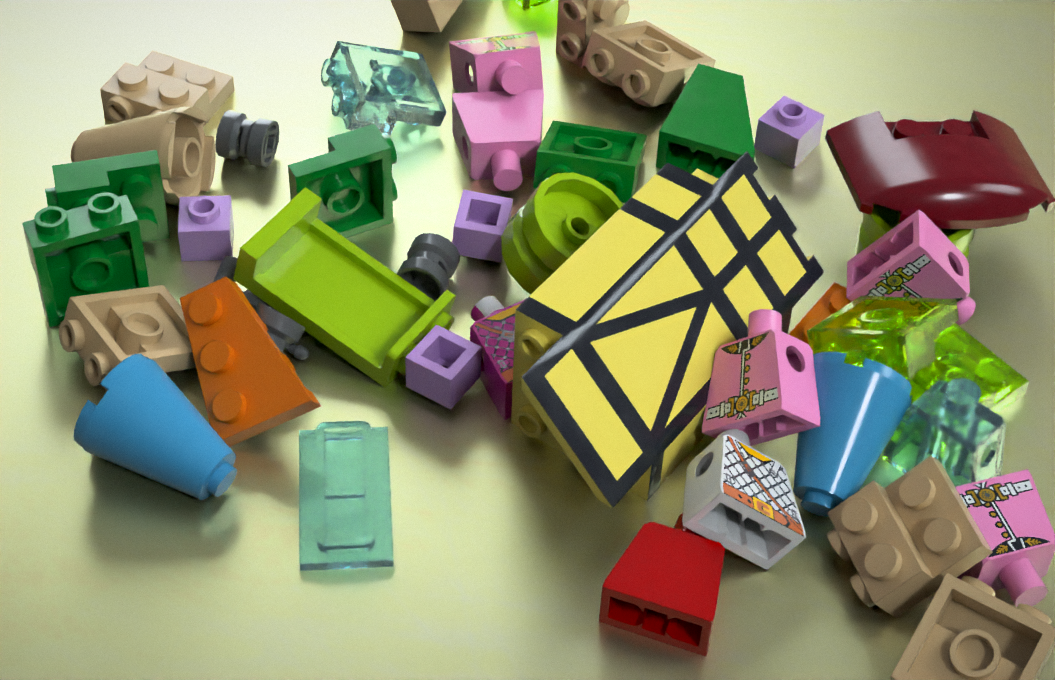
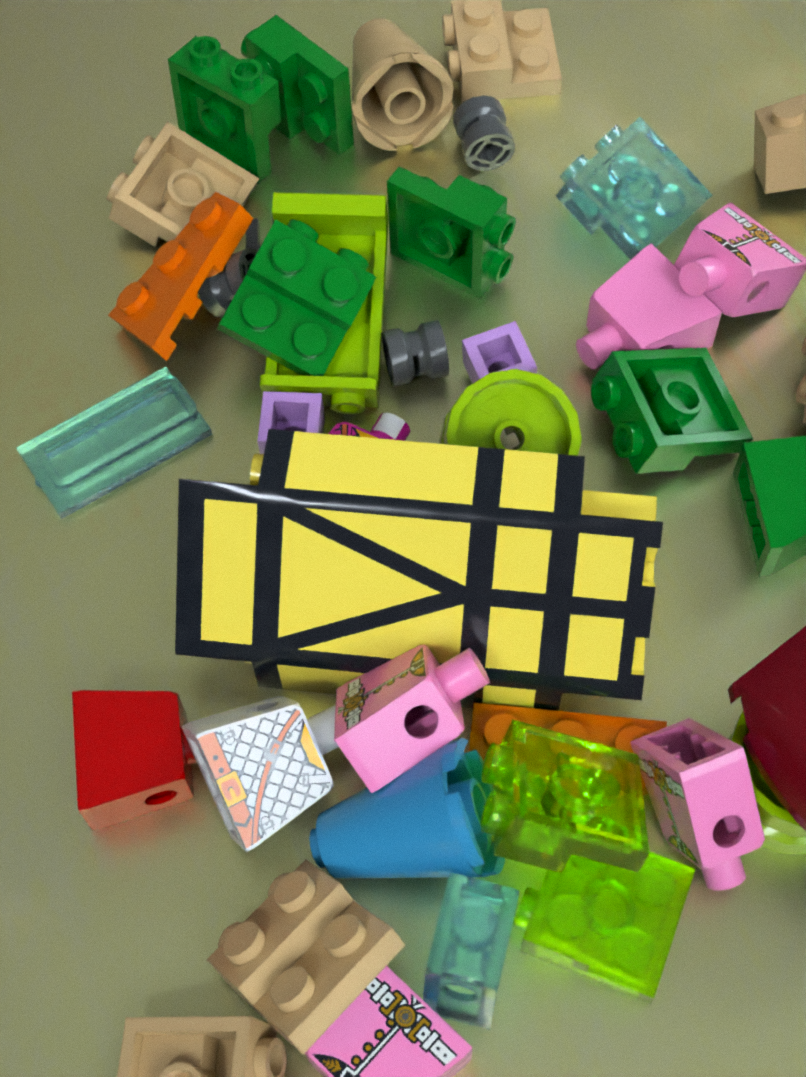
camera: 65 degrees right, 15 degrees up
(155, 431) = (73, 262): dark azure cone -> none
(205, 228) = (352, 165): lavender plate -> none
(337, 294) = (298, 299): none -> green plate

